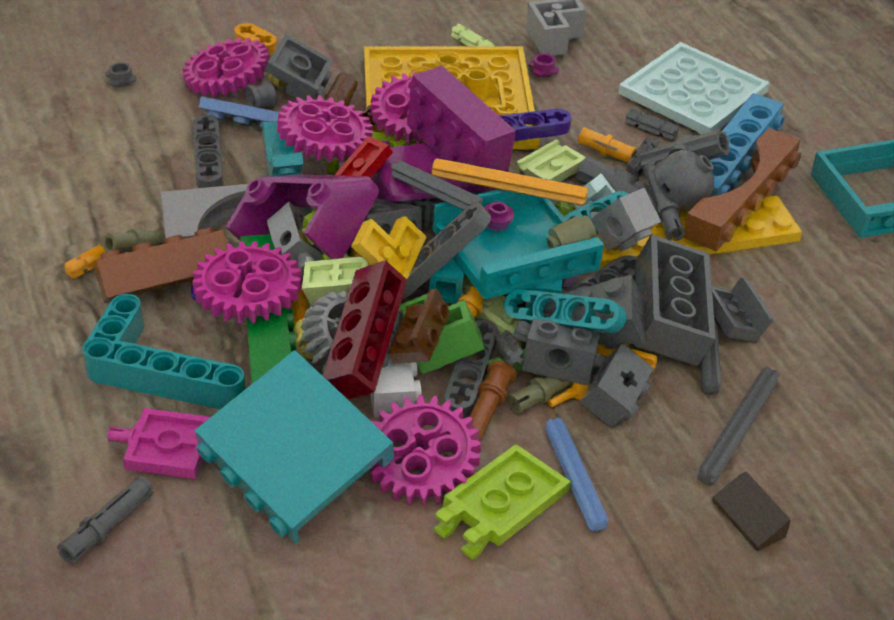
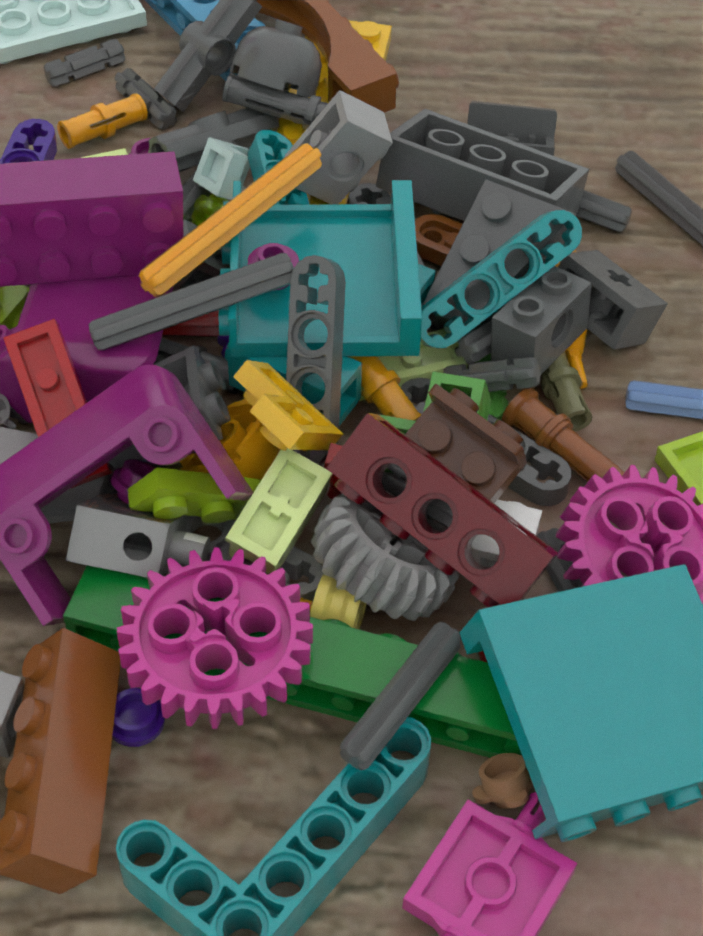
camera: 65 degrees left, 10 degrees up
(238, 358) = (400, 696): none -> dark grey axle
(571, 231) = (367, 207): olive brick -> none

